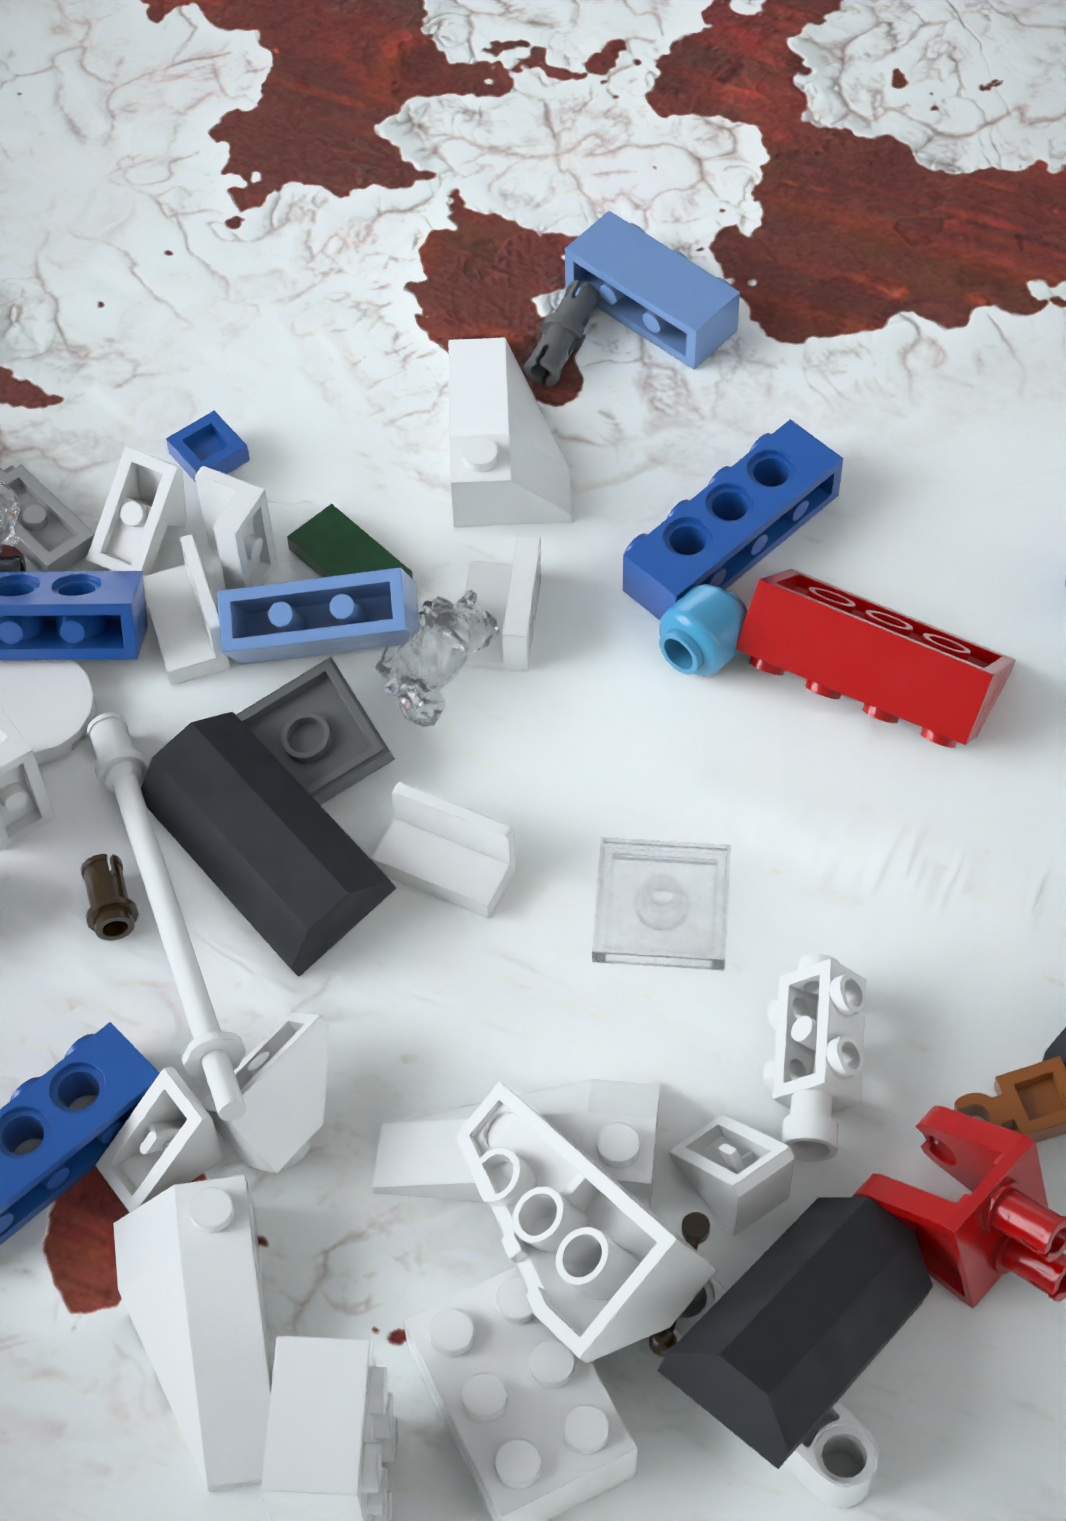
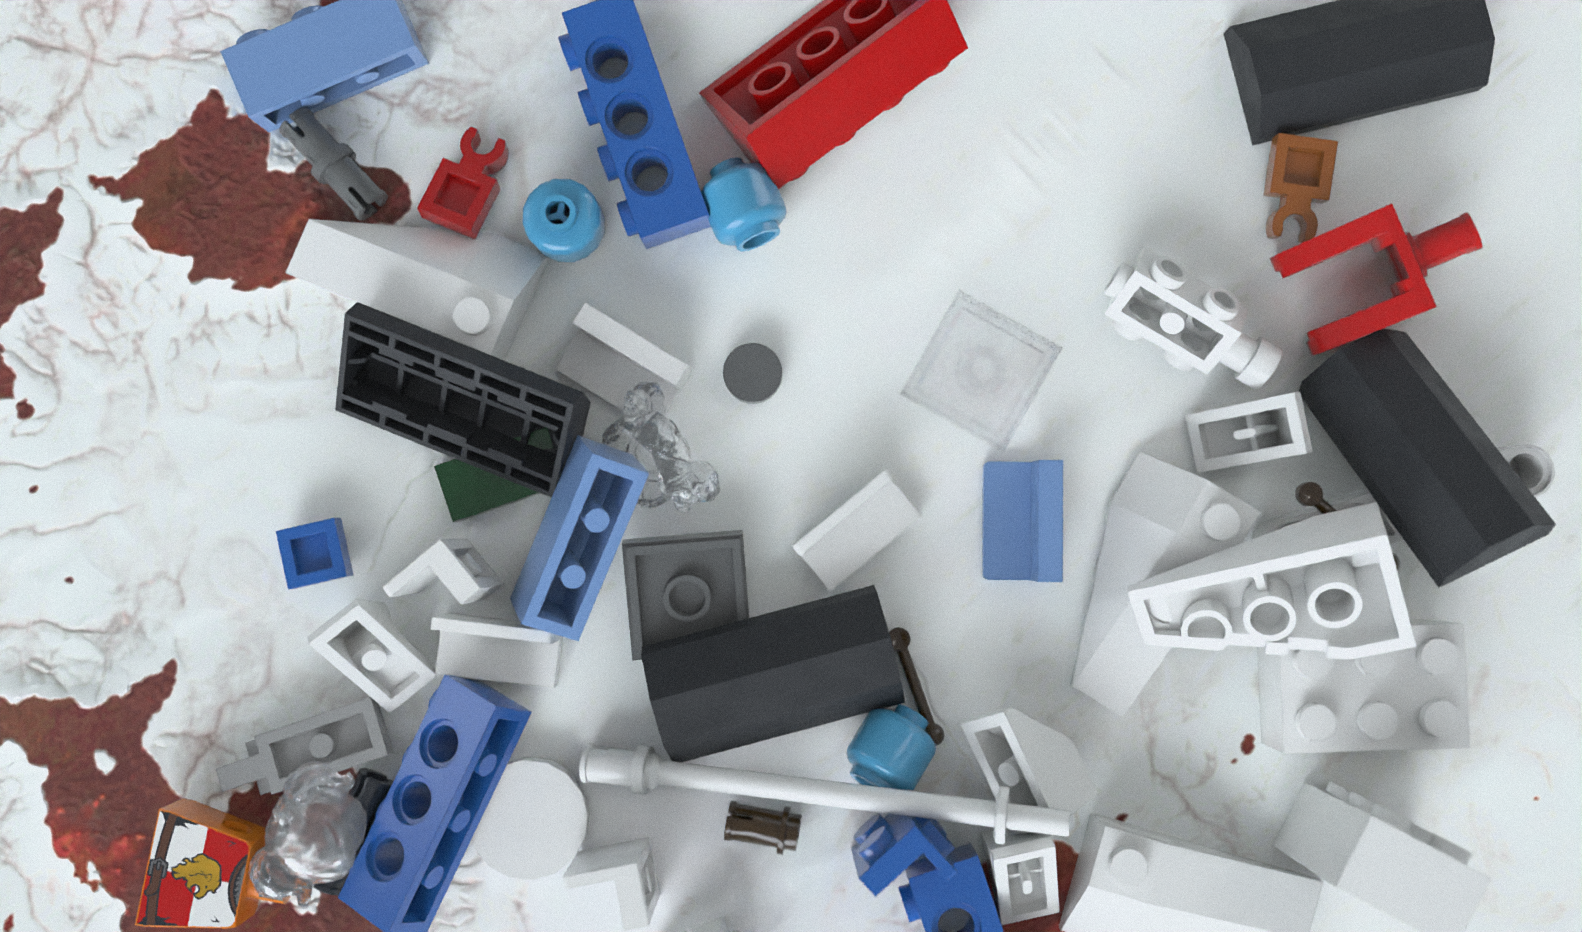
camera: 65 degrees left, 30 degrees up
(139, 995) = (893, 843): none -> blue bracket
(239, 969) = (891, 749): none -> dark azure head
(352, 949) = (900, 641): none -> dark brown hinge
(402, 481) = (456, 399): none -> black piece
(531, 1004) = (1022, 520): none -> medium blue panel
(551, 713) = (752, 373): none -> dark grey tile
(593, 429) = (464, 192): none -> red plate
(607, 501) = (577, 234): none -> dark azure head

